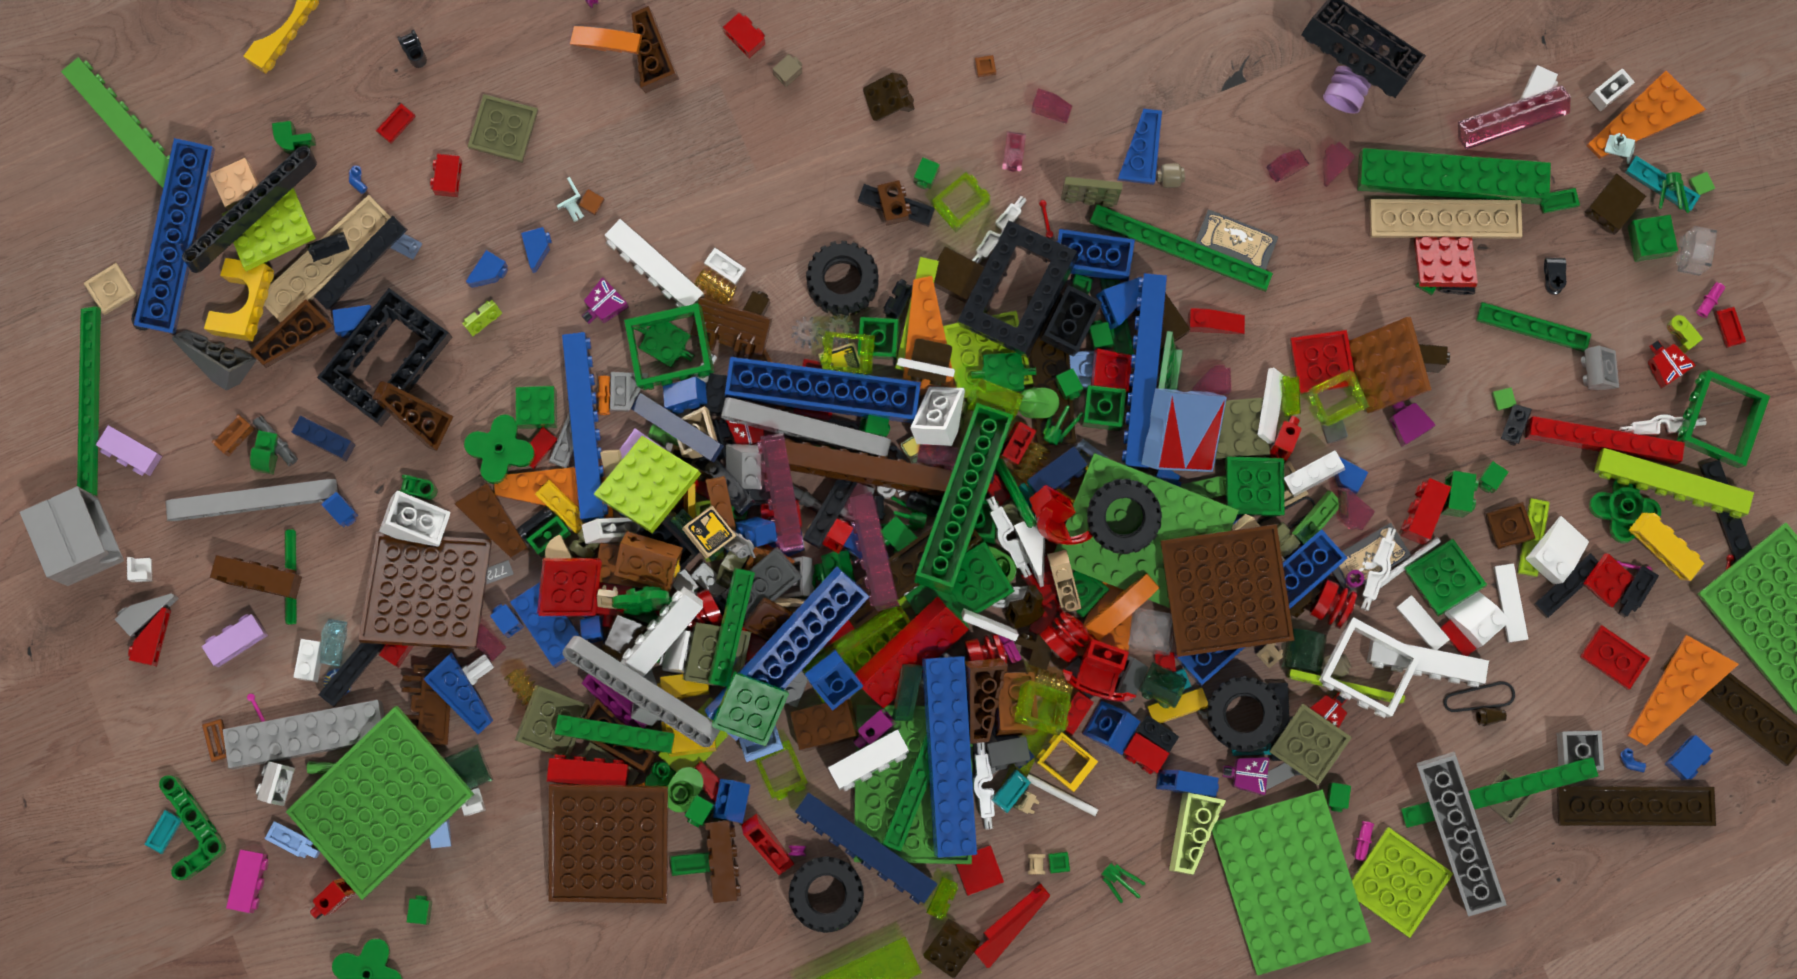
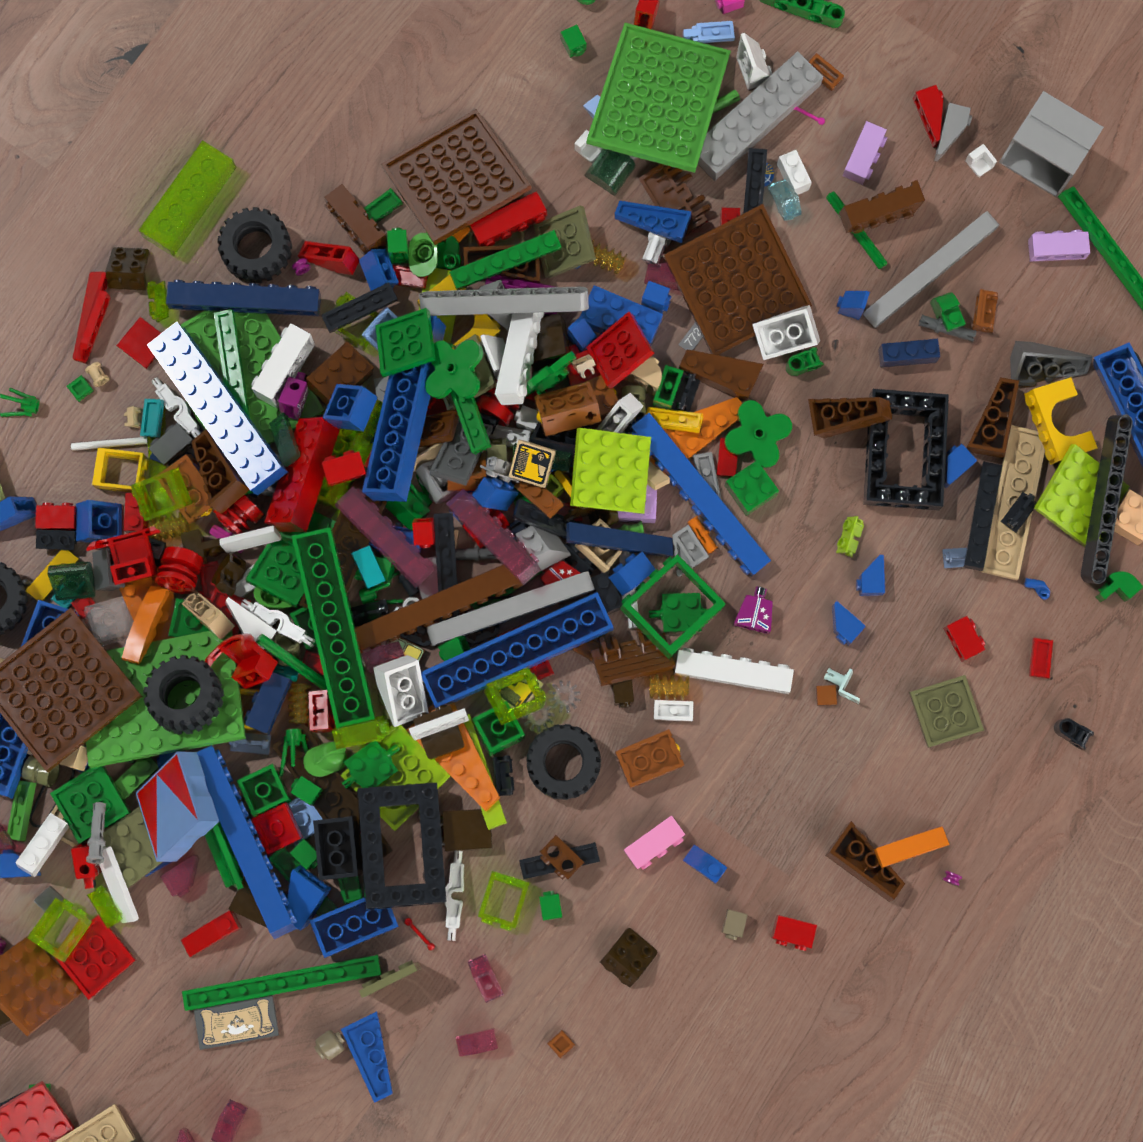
camera: 150 degrees right, 0 degrees up
(720, 640) = (455, 370): none -> green plant
(769, 773) = (359, 307): none -> black plate
(770, 237) = (649, 759): none -> dark orange piece
(780, 129) = (705, 864): none -> blue slope
(810, 171) = (655, 843): none -> bright pink brick
(872, 627) = (343, 468): none -> red brick
(903, 535) = (368, 567): none -> teal tile
(1267, 443) = (96, 841): none -> light grey pin

